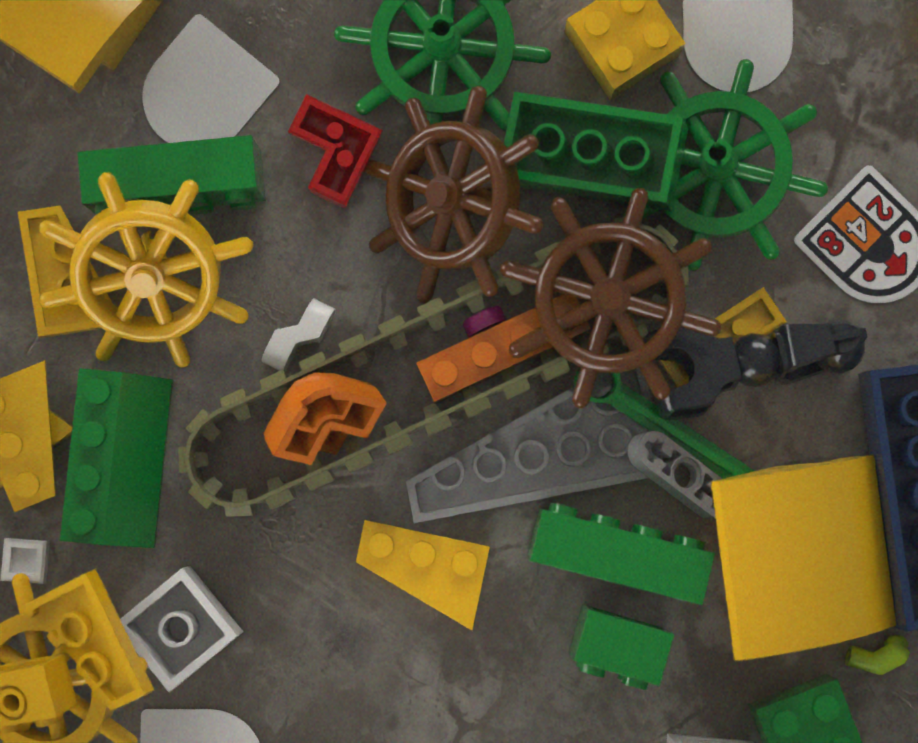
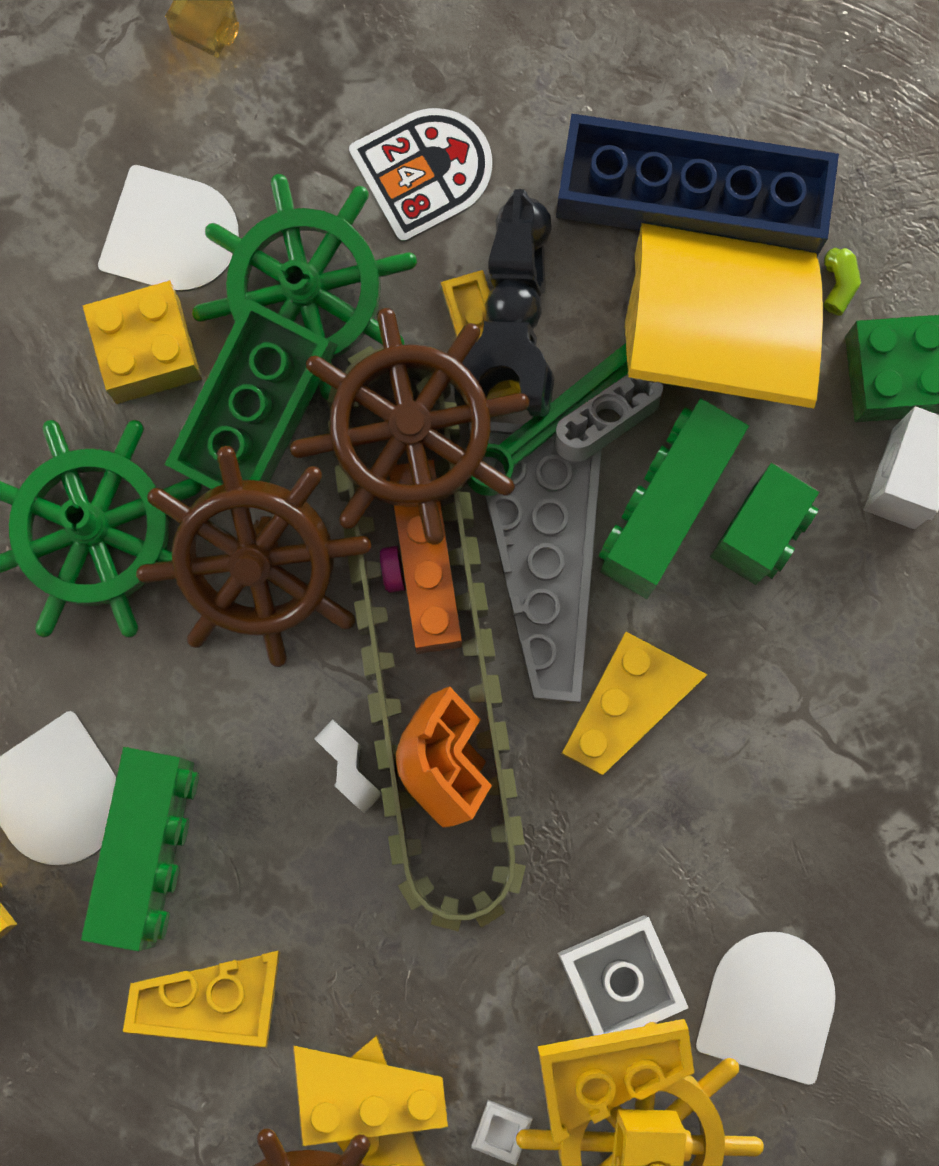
camera: 75 degrees left, 5 degrees down
(116, 459) = (422, 999): green slope -> none
(145, 270) = (231, 905): yellow piece -> none
(346, 144) = (162, 656): red brick -> none

